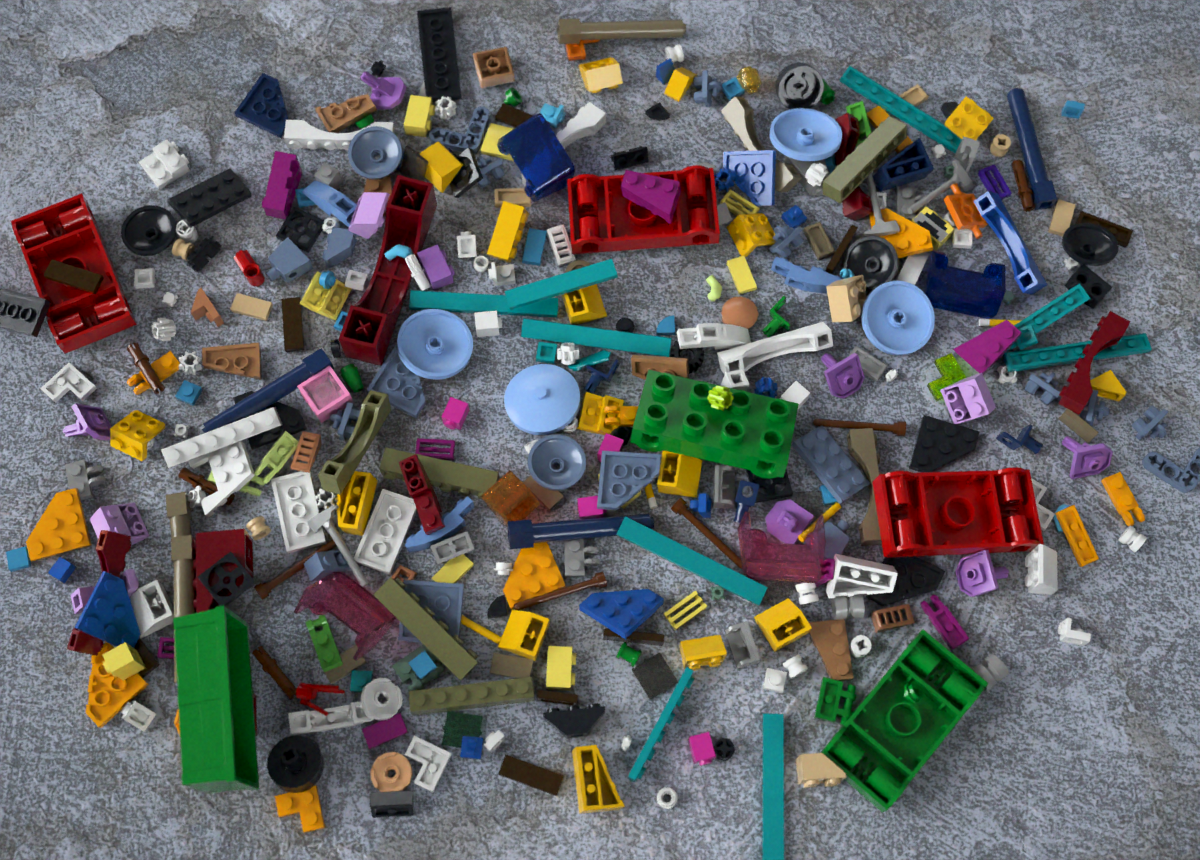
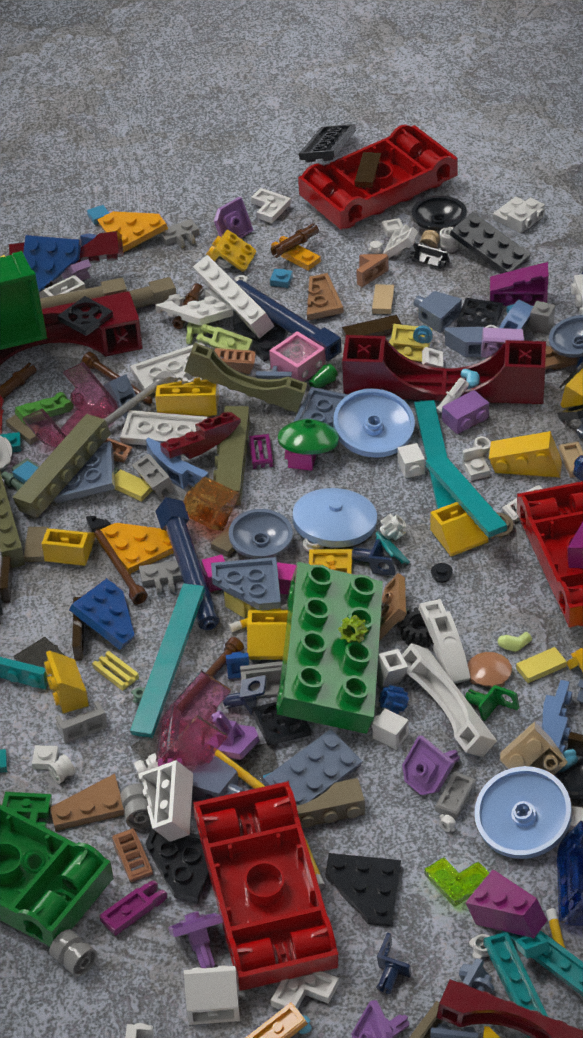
camera: 85 degrees right, 25 degrees down
(120, 519) = (138, 261): lavender slope -> none
(163, 329) = (339, 245): white gear -> none
(176, 277) = (399, 240): none -> white plate
(190, 357) = (308, 268): white gear -> none
(249, 268) = (422, 286): red piece -> none
(258, 528) = (151, 345): tan wheel -> none
(449, 408) = (308, 437): none -> green dish
(466, 245) = (500, 429): white bracket -> none
(480, 629) = (75, 513): yellow bar -> none
(503, 568) = (139, 518): white plate -> none
(534, 247) = (516, 484): dark azure tile -> none
(546, 352) = (390, 507): teal plate -> none
(560, 668) = (37, 576): light yellow brick -> none
(596, 337) = (420, 545): teal tile -> none
(628, 654) = (58, 629): green bush -> none
(666, 326) = (455, 607): dark azure tile -> none
(783, 624) = (105, 750): yellow slope -> none
(858, 650) = (97, 831): white wheel -> none
(897, 428) = (376, 836): reddish brown piece -> none
(968, 399) = (430, 896): lavender slope -> none

